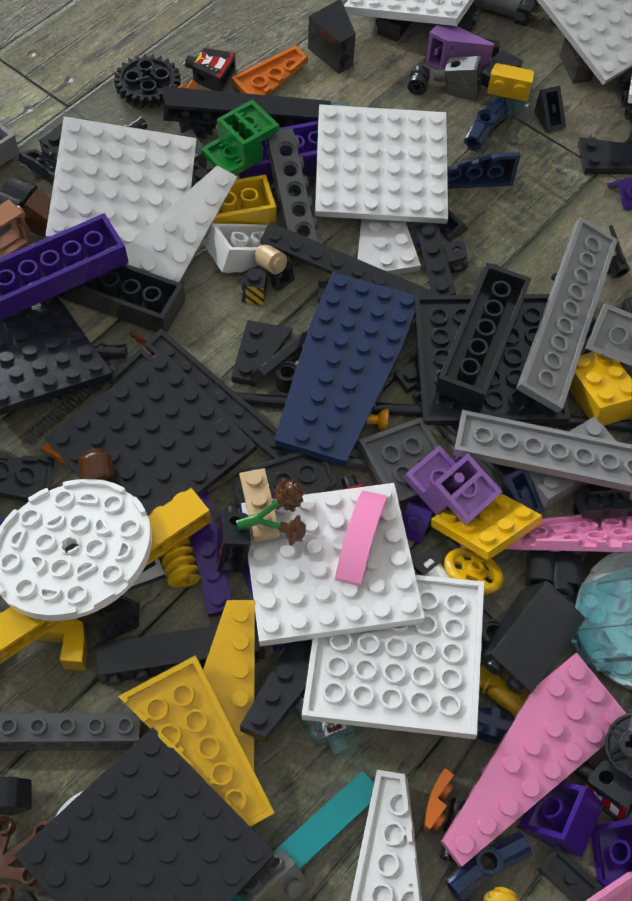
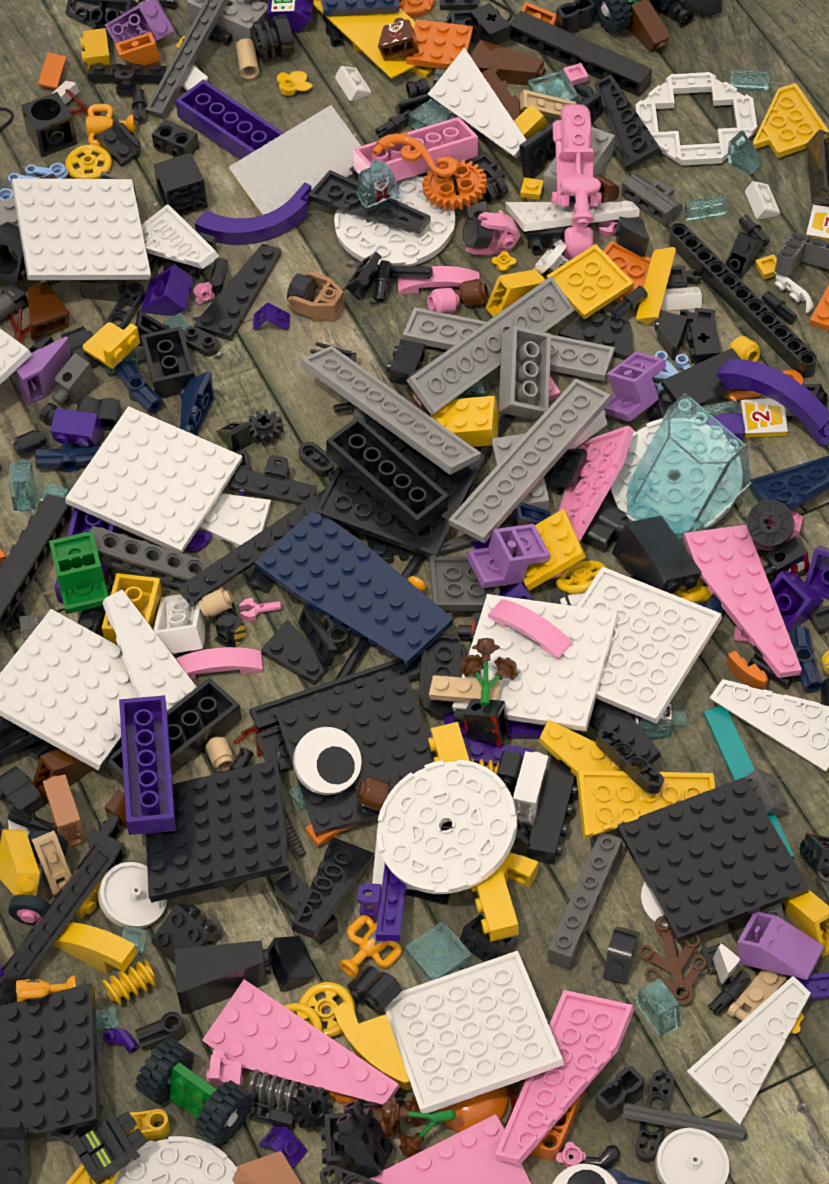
camera: 60 degrees left, 5 degrees down
(114, 330) = (220, 753): none -> tan brick
(114, 410) = (327, 761): none -> white piece
(173, 614) = (530, 786): none -> white window
(179, 591) = (509, 769): none -> black brick
(219, 293) = (221, 660): none -> bright pink slope
(234, 706) = (648, 779): none -> black beam
(294, 301) = (255, 608): none -> bright pink bar
(332, 81) = (22, 476): none -> clear light blue torso
(346, 229) = (199, 542): none -> dark purple tile
(374, 94) = (65, 458): none -> dark blue piece
(381, 74) = (28, 442): none -> black brick
(406, 89) = (76, 428): none -> dark purple slope
(441, 100) = (107, 410): none -> black brick
(475, 212) = (235, 435): none -> black slope
(492, 28) = (17, 328): none -> clear red plant
(499, 229) = (265, 427): none -> black gear
(522, 32) = (45, 311): none -> reddish brown slope
(524, 130) = (167, 360): none -> black brick
(566, 150) = (197, 340): none -> black plate
(575, 128) = (177, 321): none -> clear light blue tile
(586, 85) = (127, 299): none -> black beam
(602, 107) = (167, 292): none -> dark purple slope
(622, 126) = (203, 288): none -> bright pink plate

